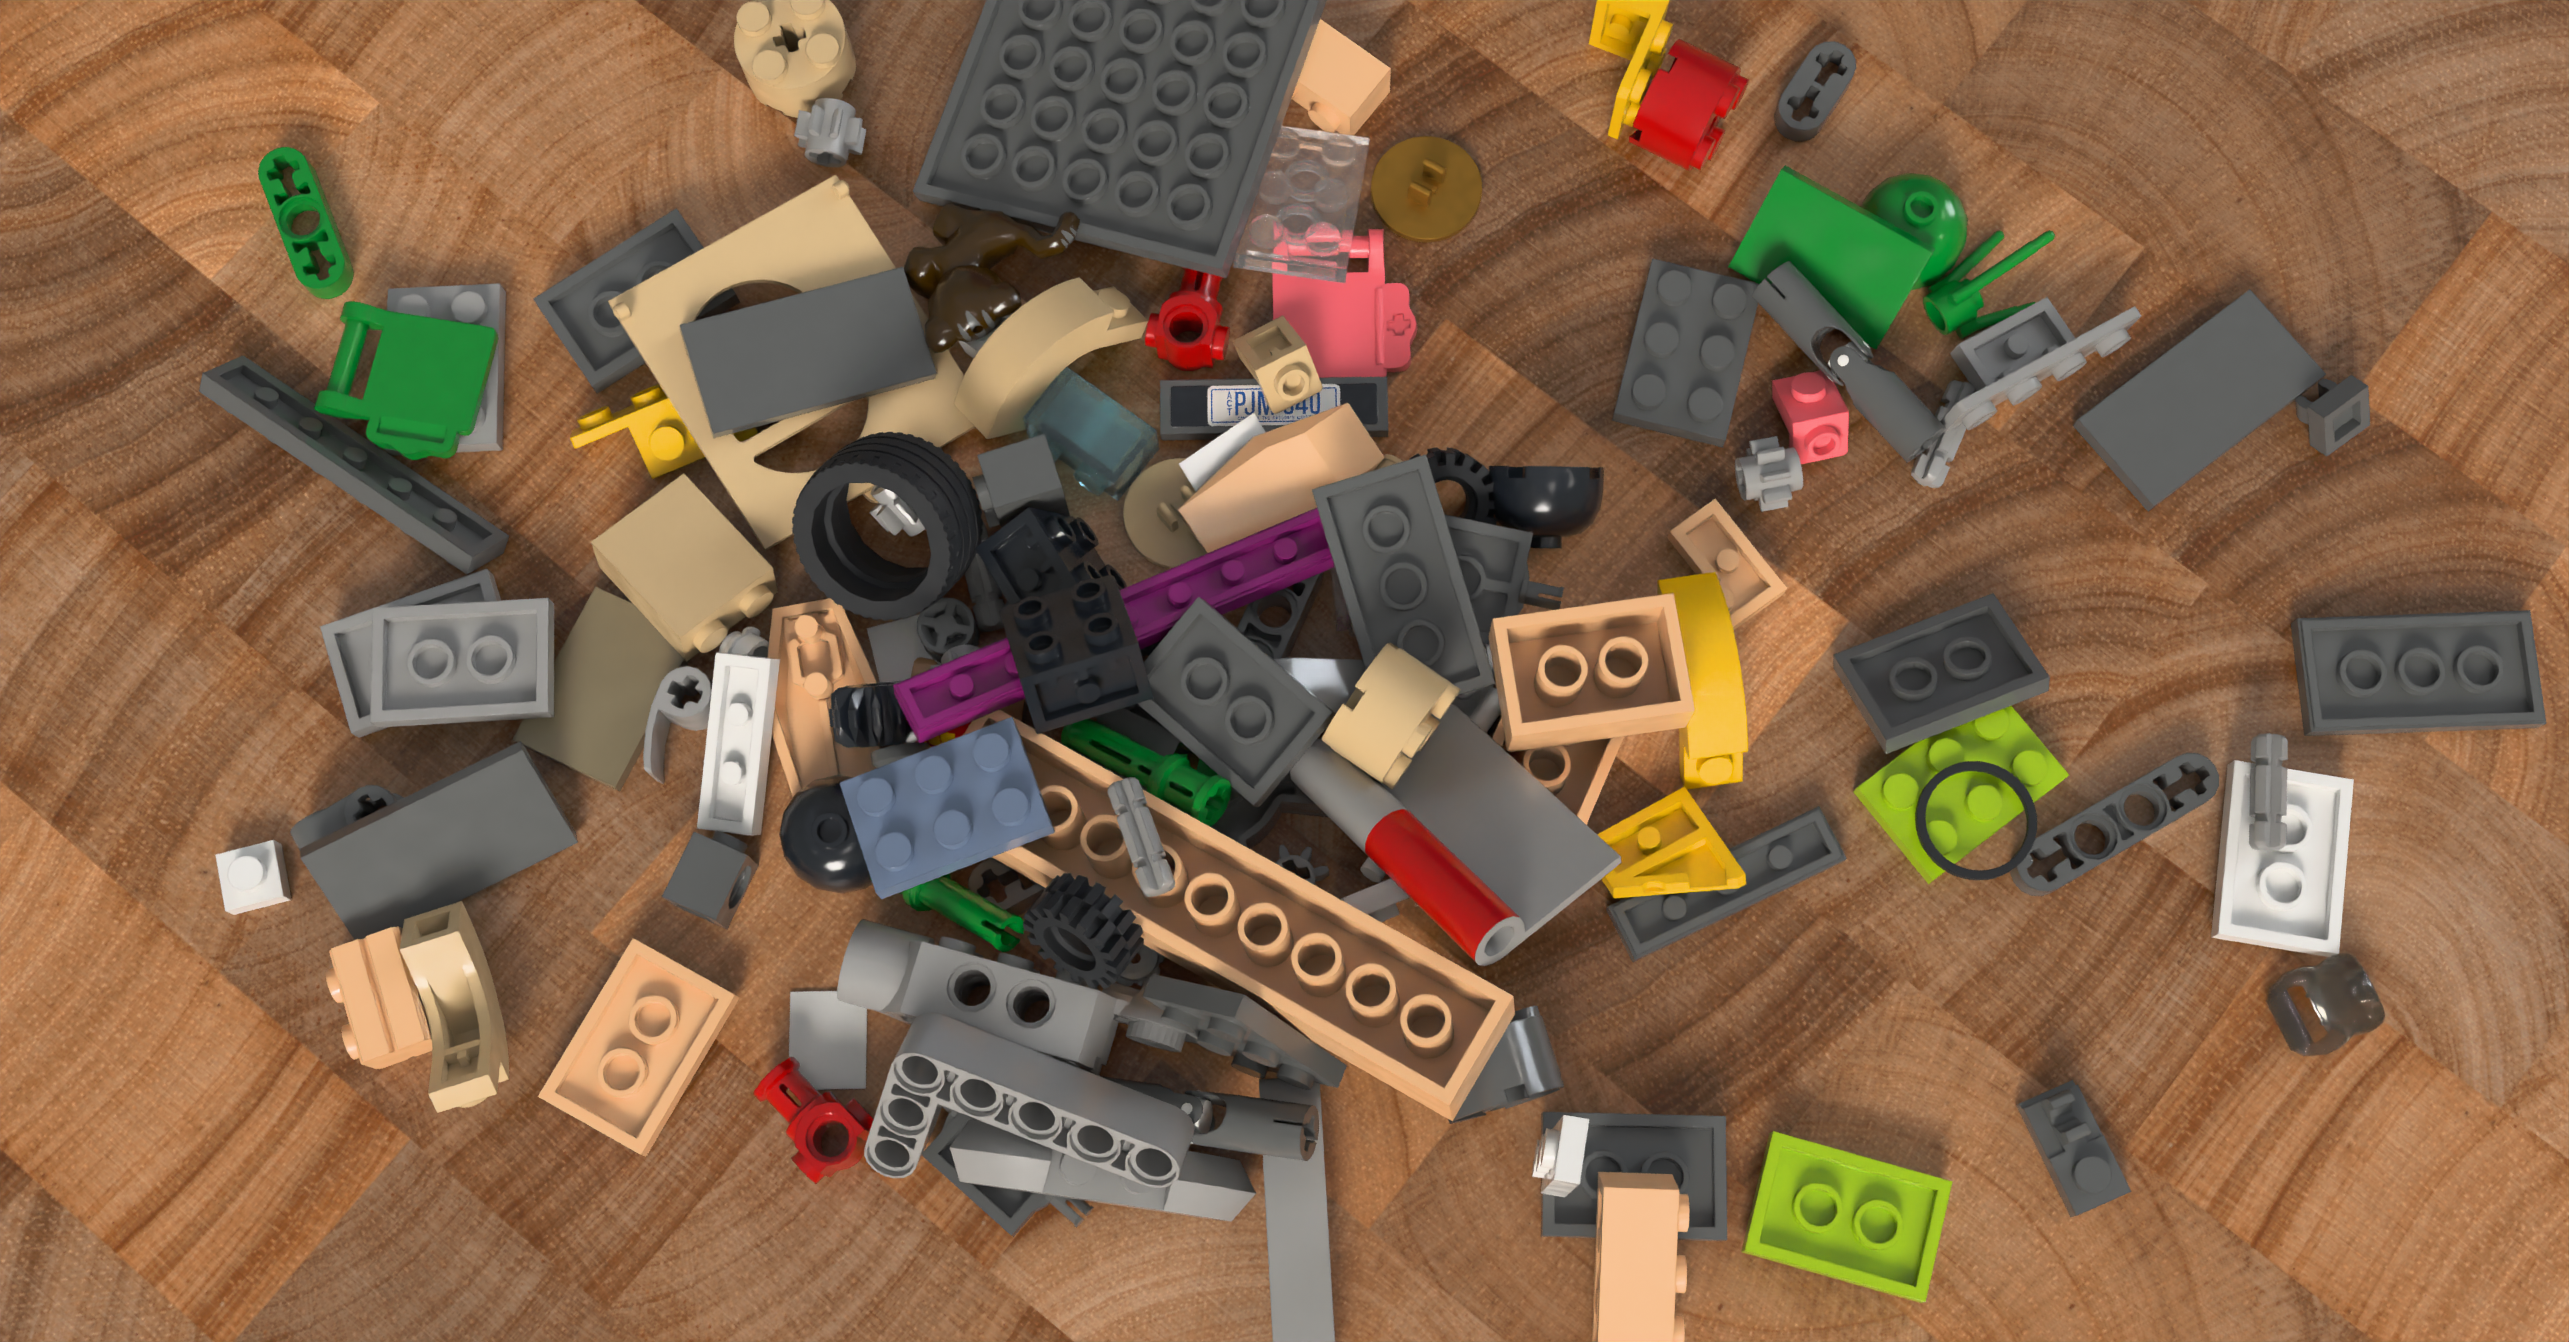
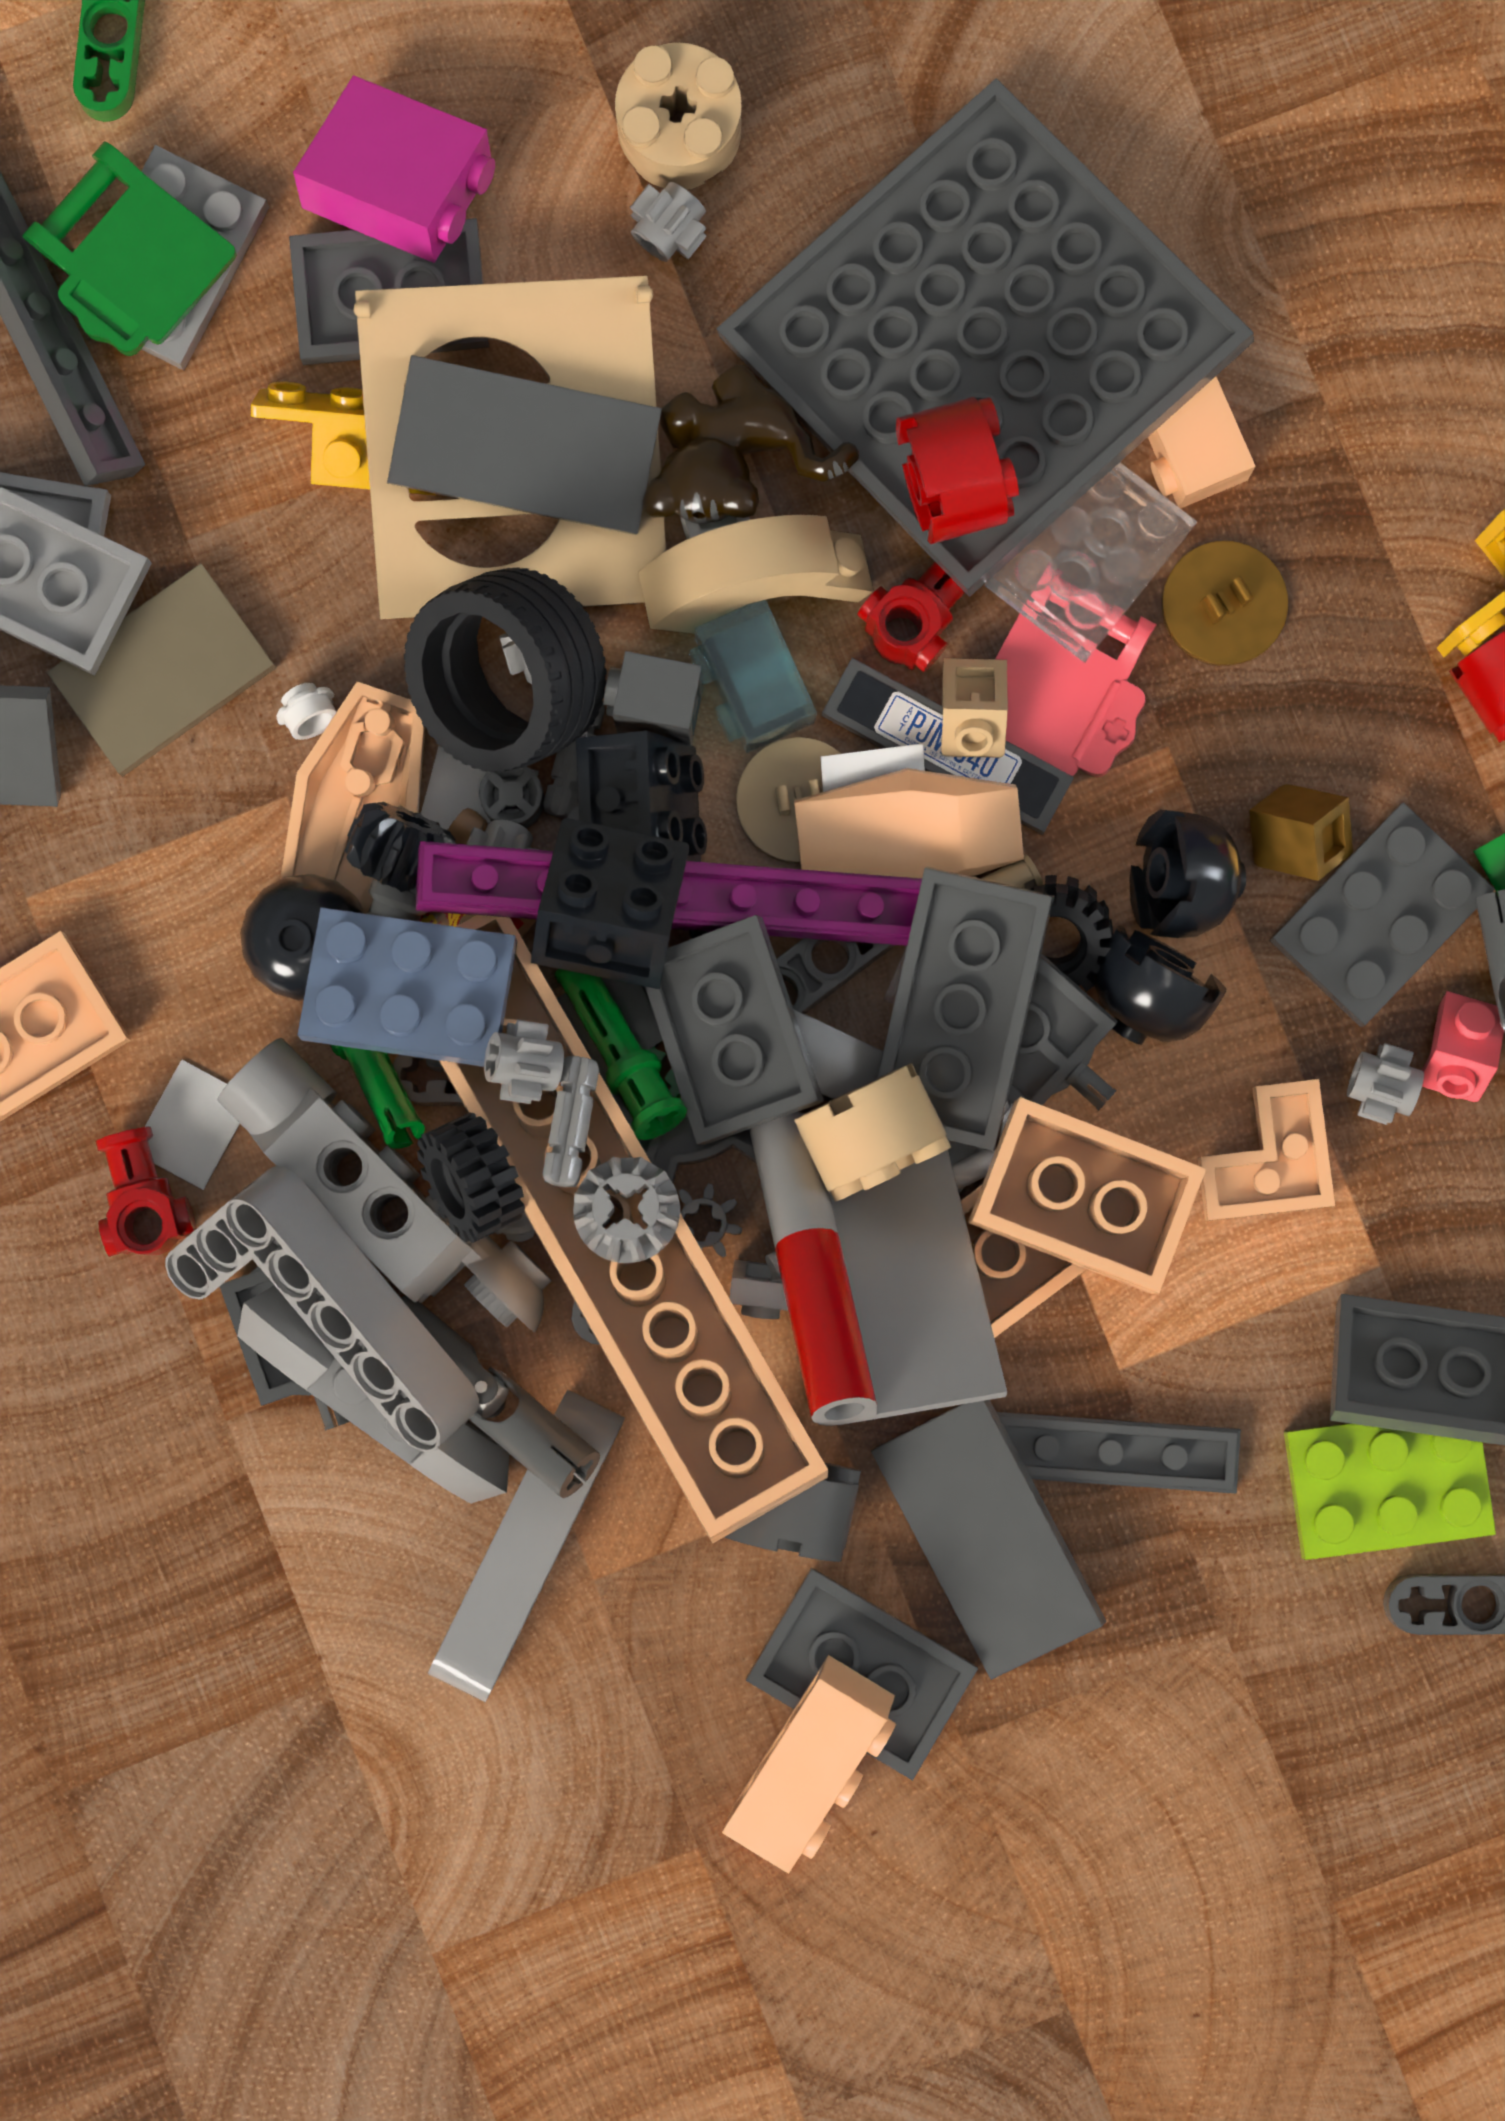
camera: 25 degrees right, 10 degrees up
(590, 203) = (394, 169): none -> dark pink brick
(669, 709) = (208, 723): light grey panel -> none
(686, 568) = (295, 596): tan brick -> none
(711, 878) = (163, 913): dark grey brick -> none
(738, 743) = (254, 798): white plate -> none
(1075, 808) = (524, 1061): none -> light grey gear
(1161, 177) = (956, 469): none -> red brick
(1241, 903) = (625, 1240): none -> light grey gear
(1243, 1029) = (568, 1350): dark grey plate -> none
(1518, 399) = (1186, 876): none -> black cylinder
(1561, 1156) = (794, 1631): white plate -> none
(1587, 321) = (1301, 831): none -> pearl gold panel
(1669, 851) = (1068, 1391): yellow wing -> none
(1670, 1004) = (988, 1536): none -> dark grey tile
(1717, 732) = (1206, 1253): yellow arch -> none
(1847, 1217) = (1036, 1821): lime plate -> none
(2004, 775) = (1437, 1519): black piece -> none
(2073, 1148) = (1284, 1877): dark grey plate -> none

